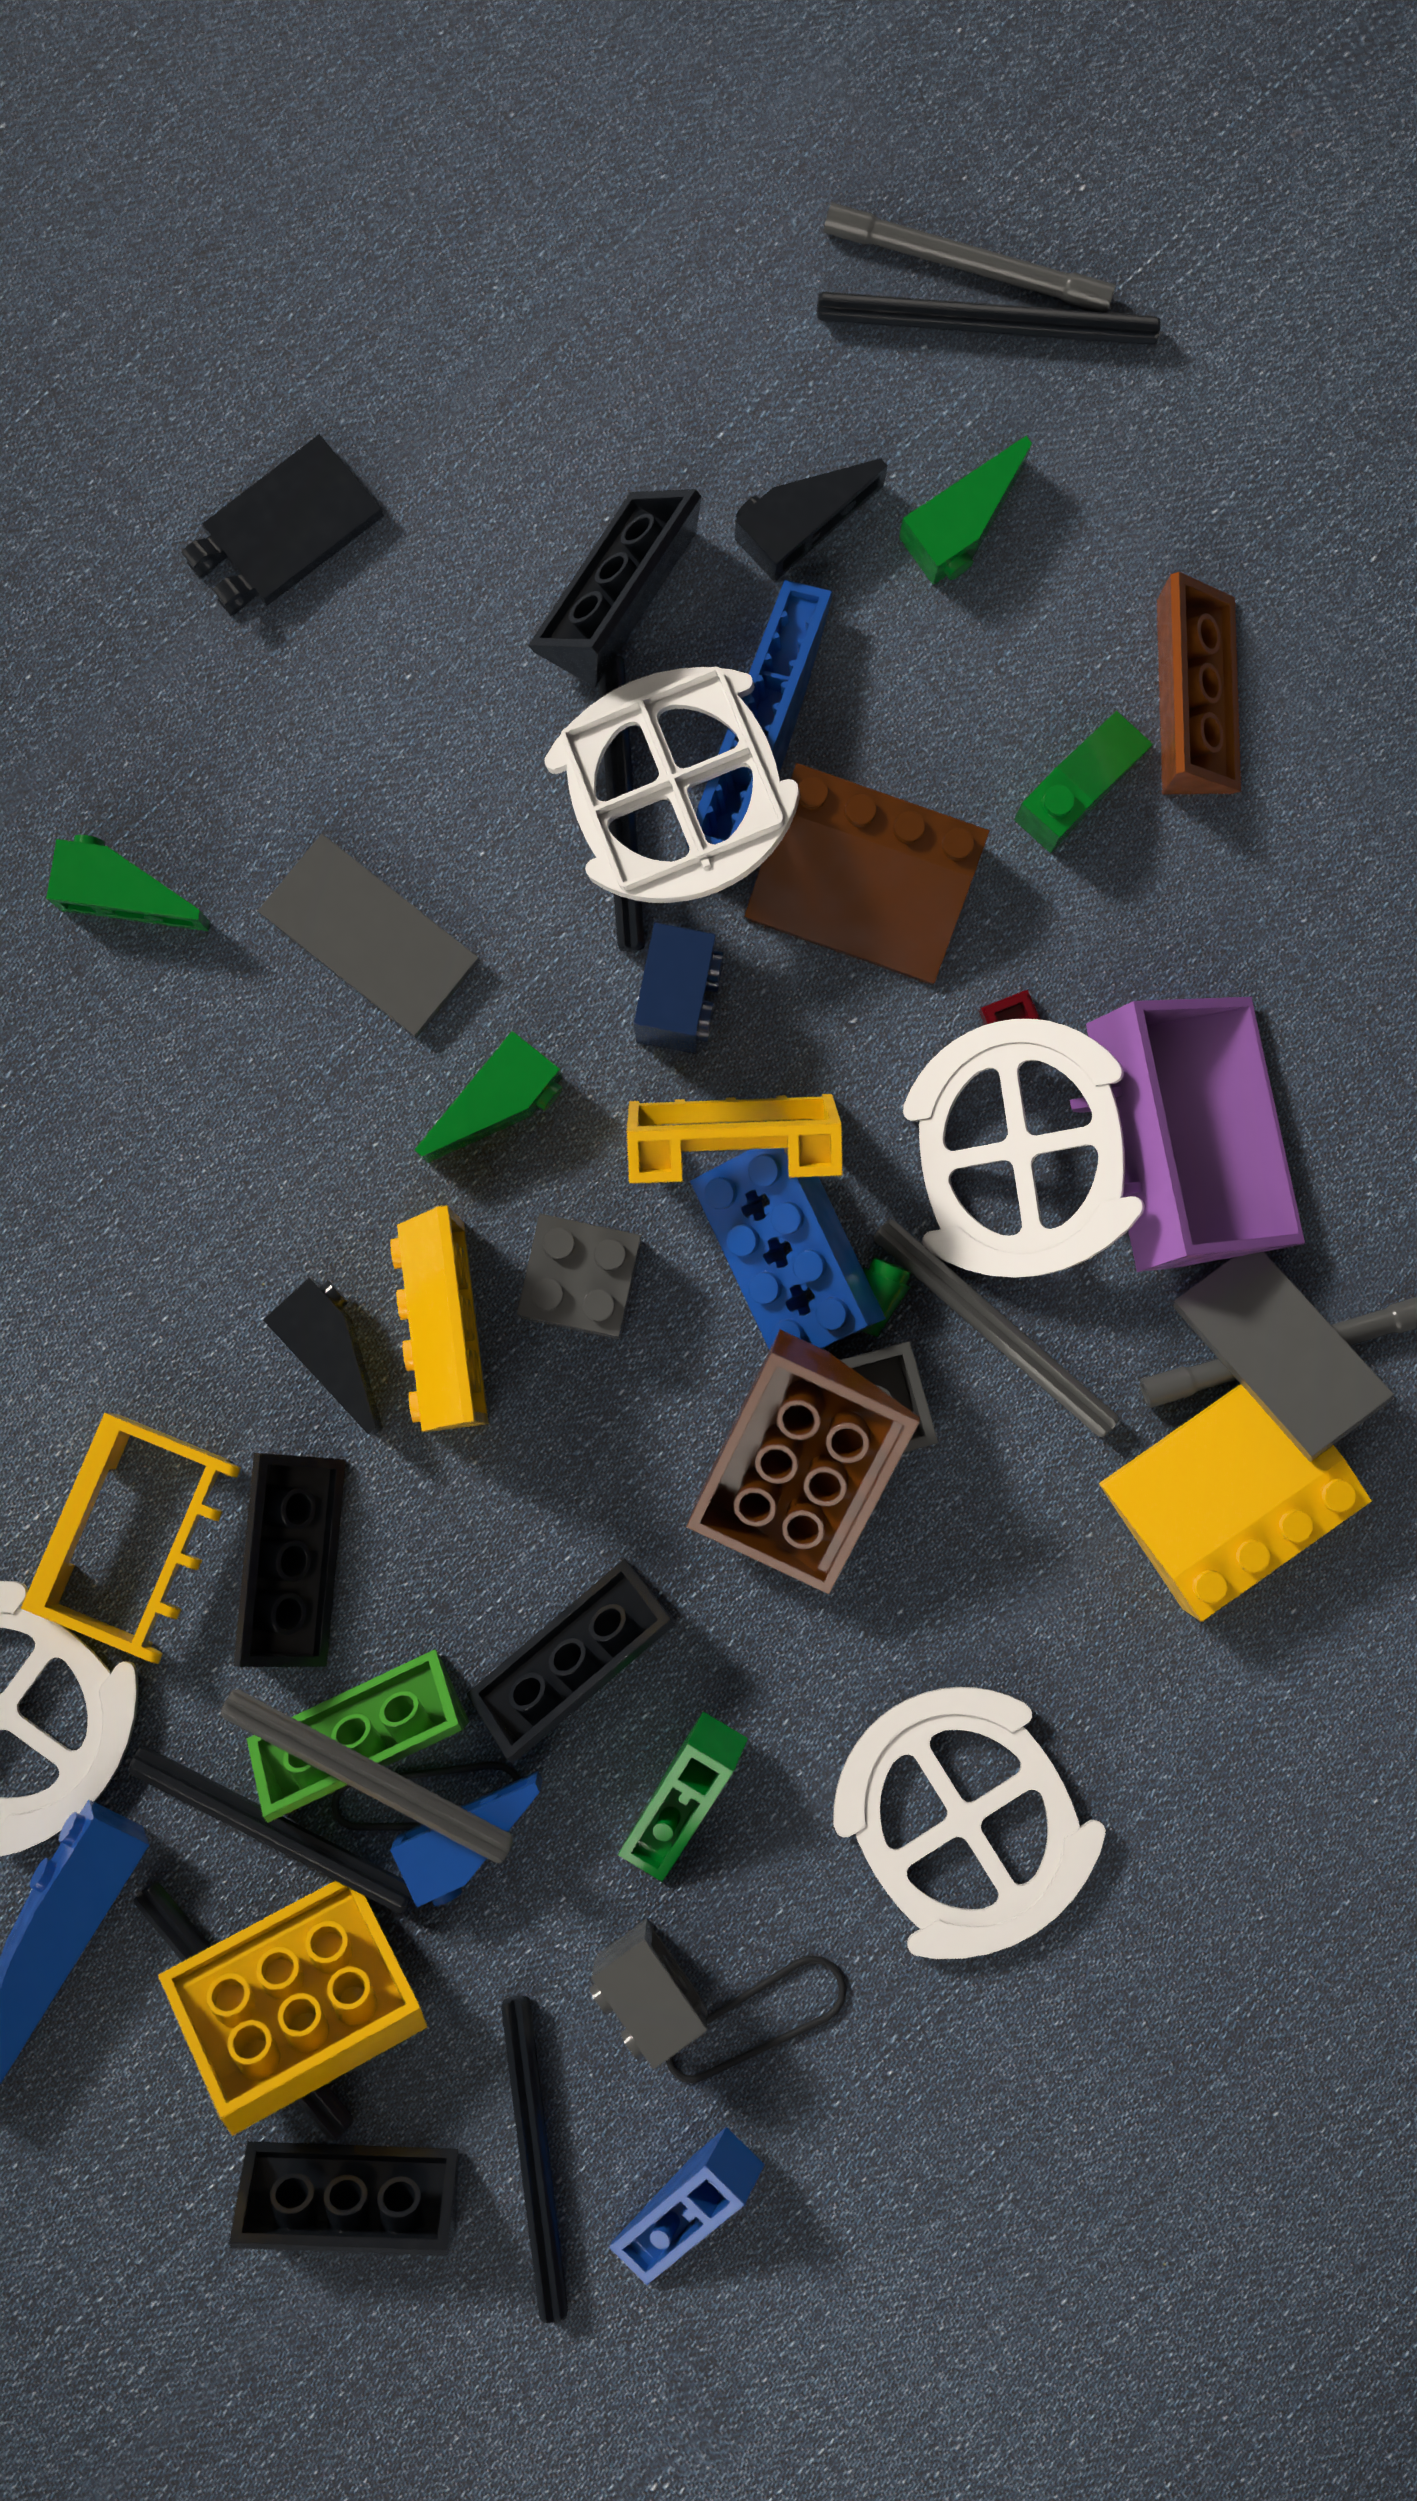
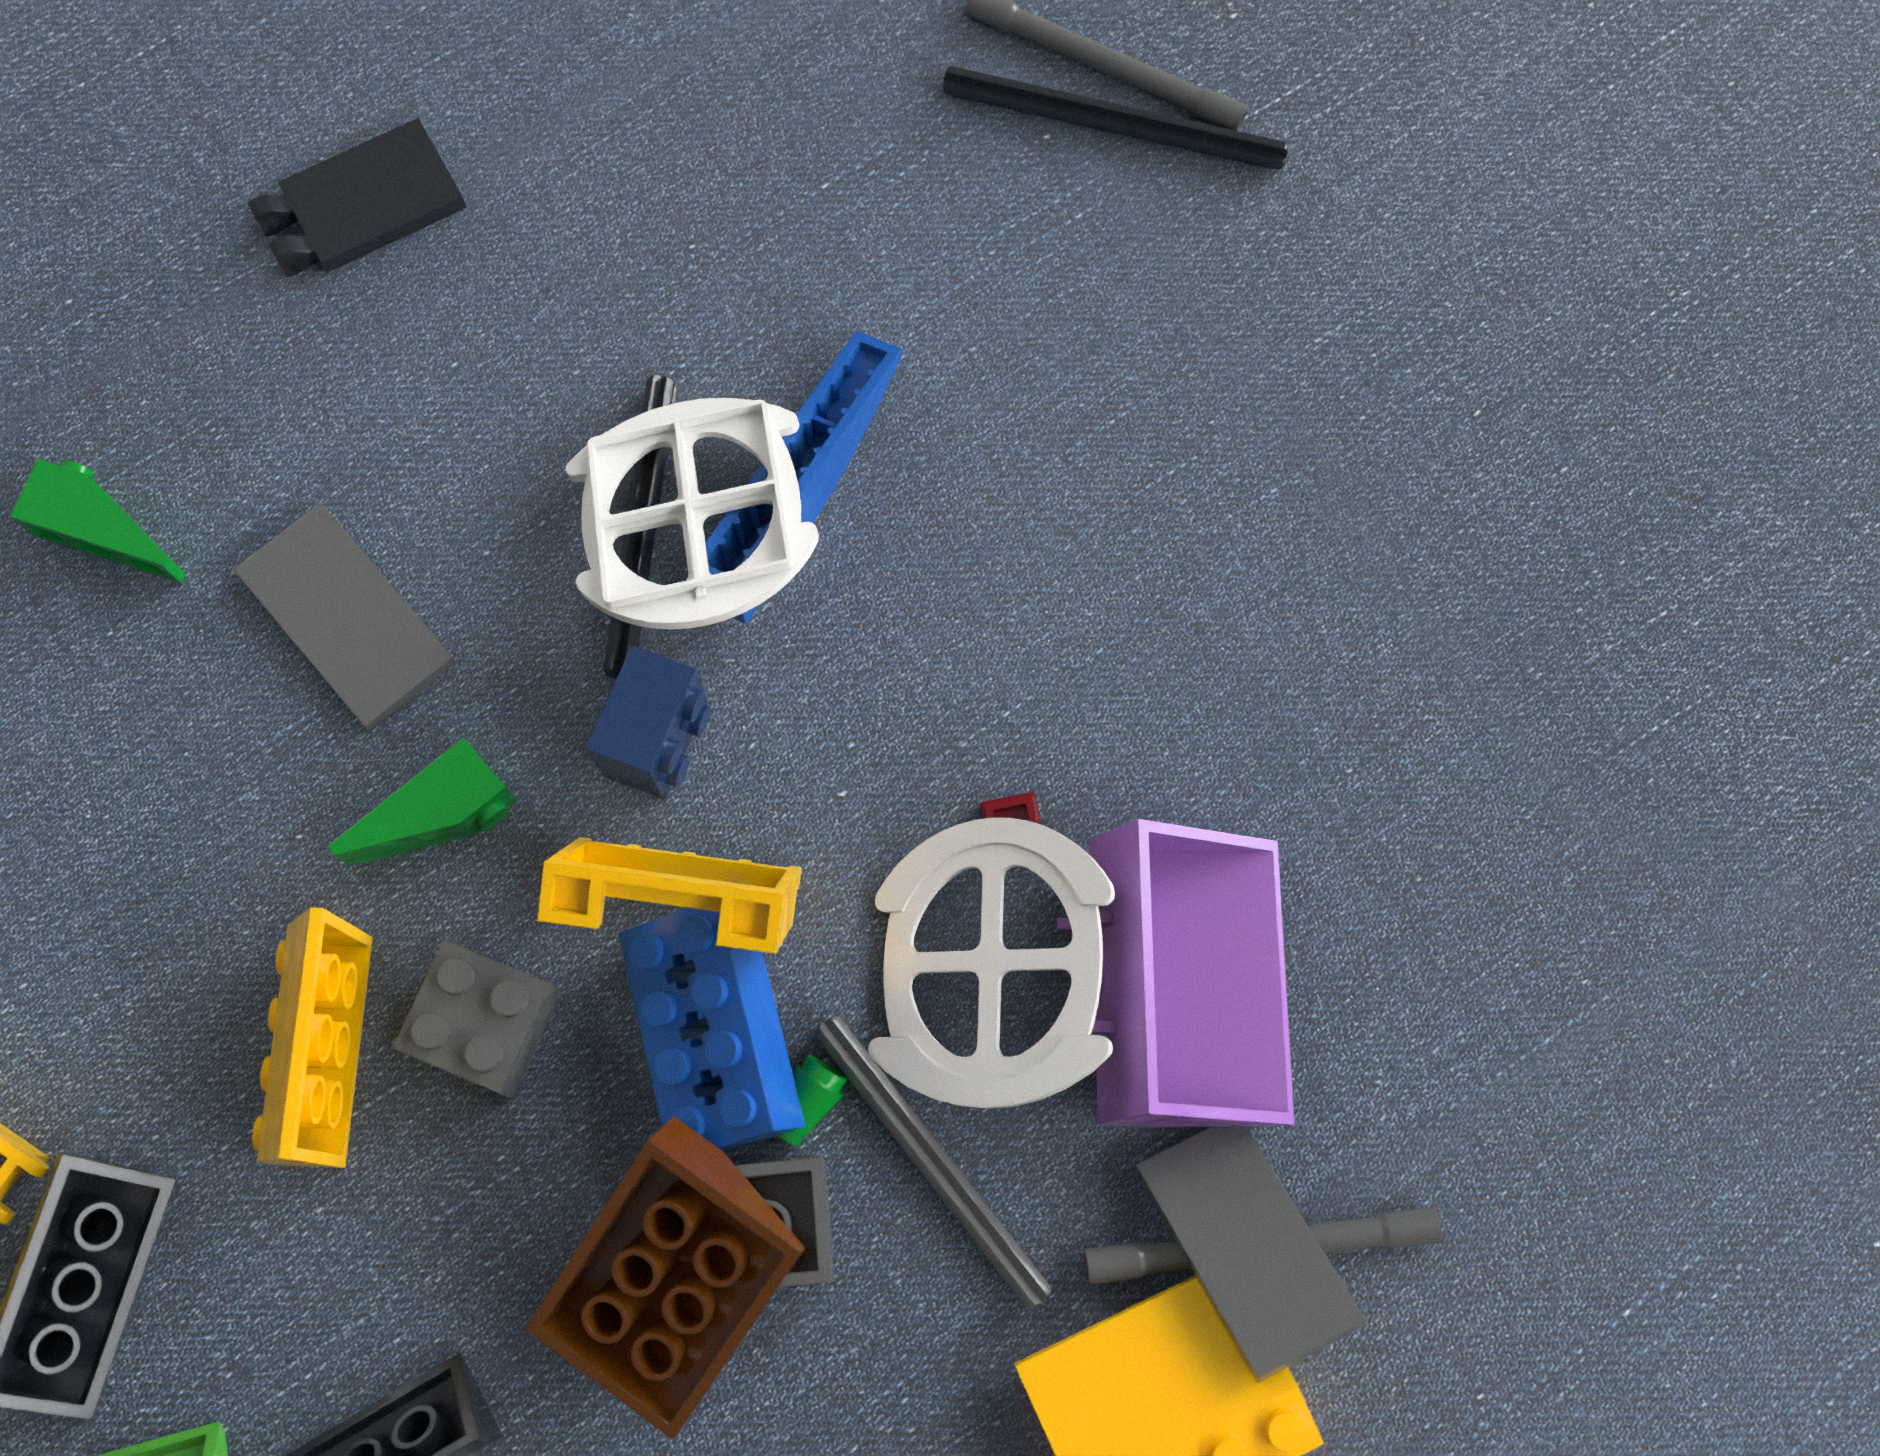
camera: 10 degrees right, 10 degrees down
(326, 1342) = (184, 1048): black slope -> none
(618, 582) = (685, 306): black slope -> none
(803, 513) = (889, 270): black slope -> none
(868, 875) = (883, 641): reddish brown slope -> none
(954, 523) = (1046, 303): green slope -> none
(1081, 781) = (1129, 584): green slope -> none
(1198, 688) = (1271, 511): dark orange slope -> none

